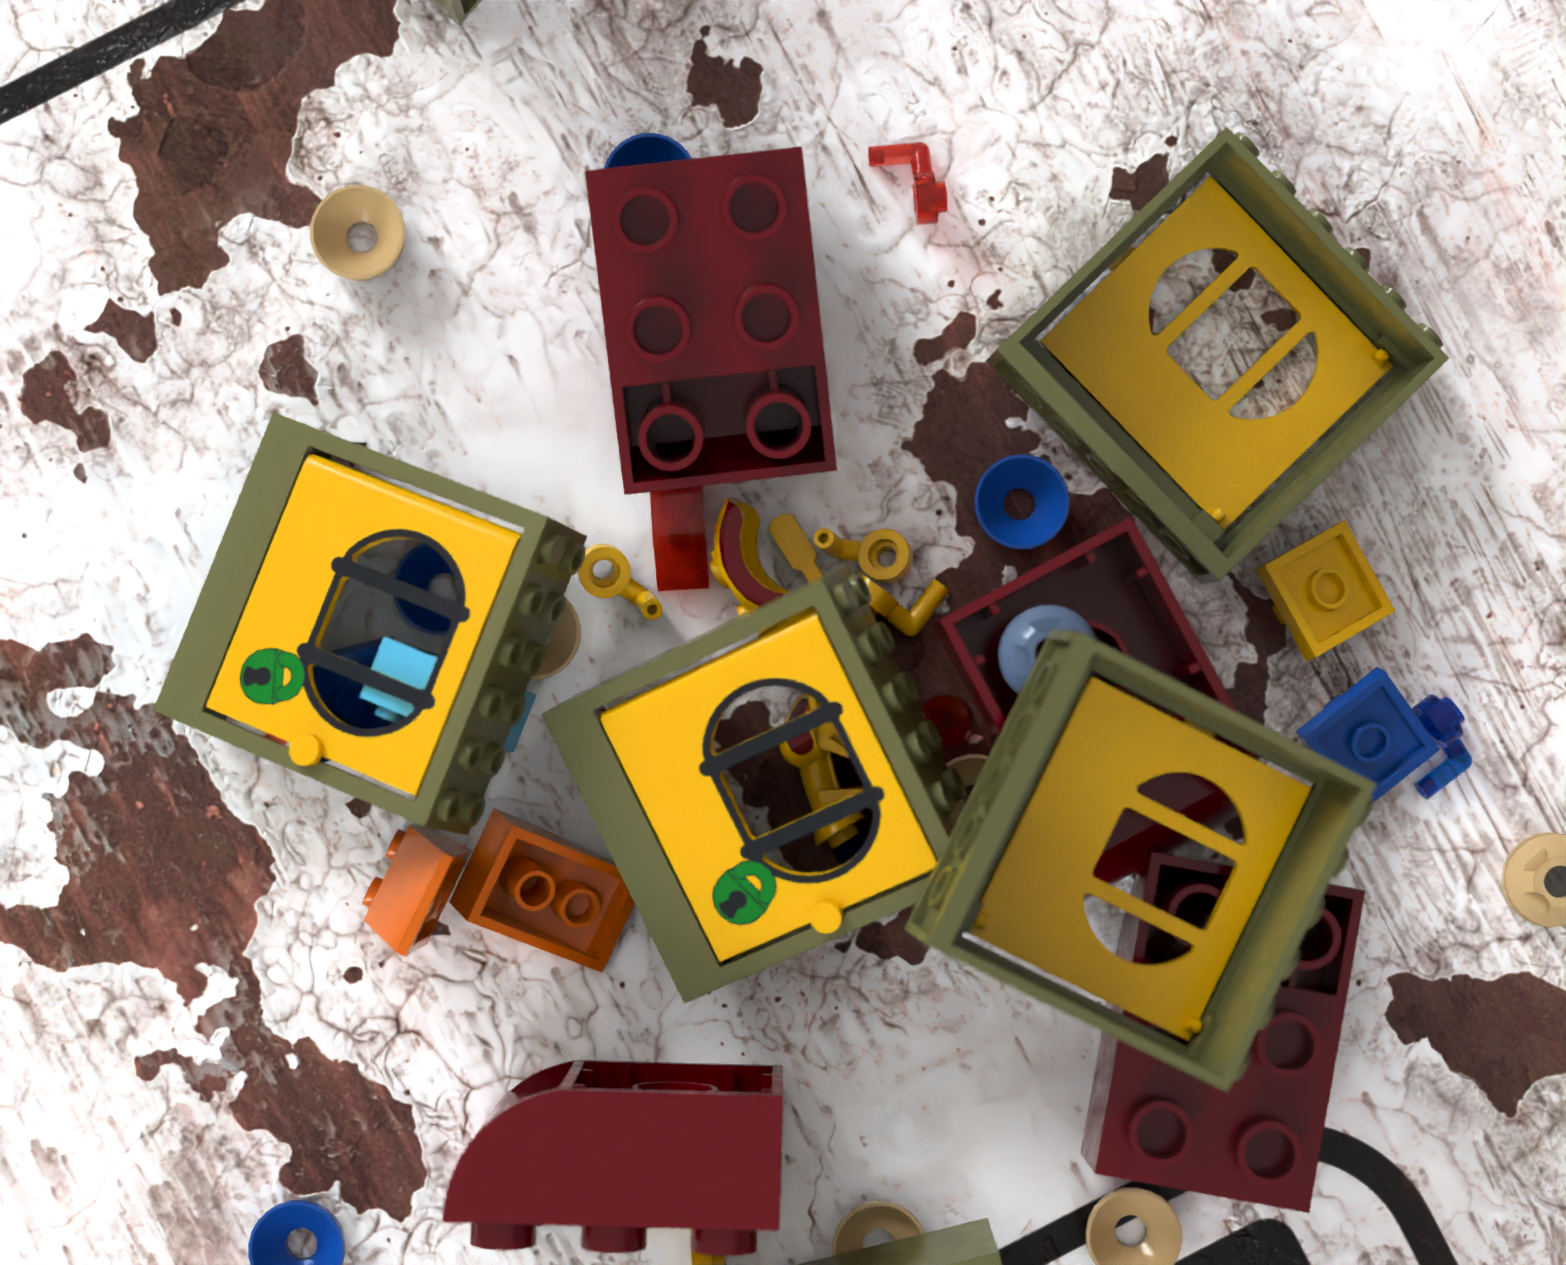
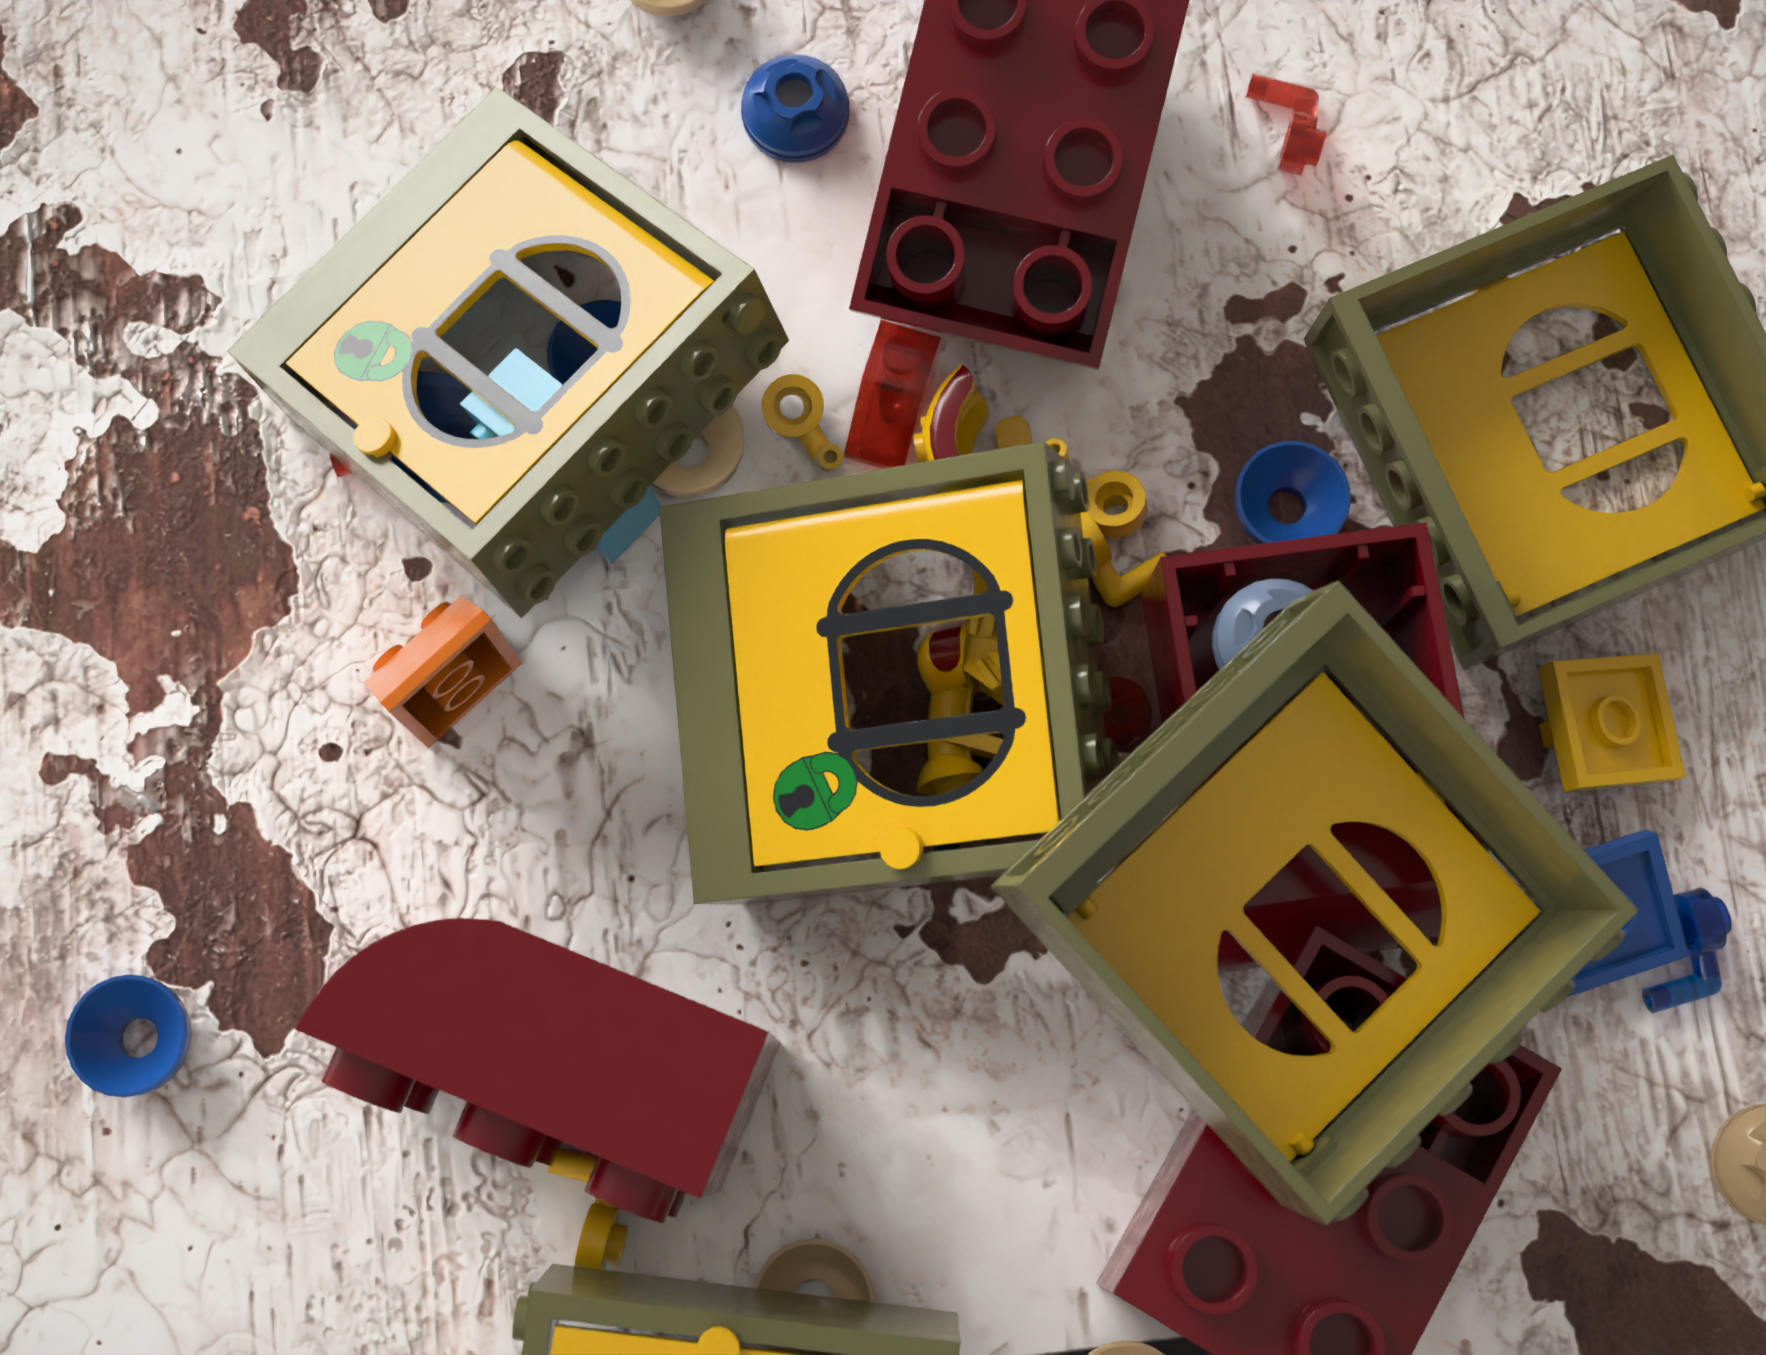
camera: 20 degrees right, 10 degrees down
(523, 336) = (800, 131): none -> blue piece
(543, 891) = (586, 734): orange slope -> none

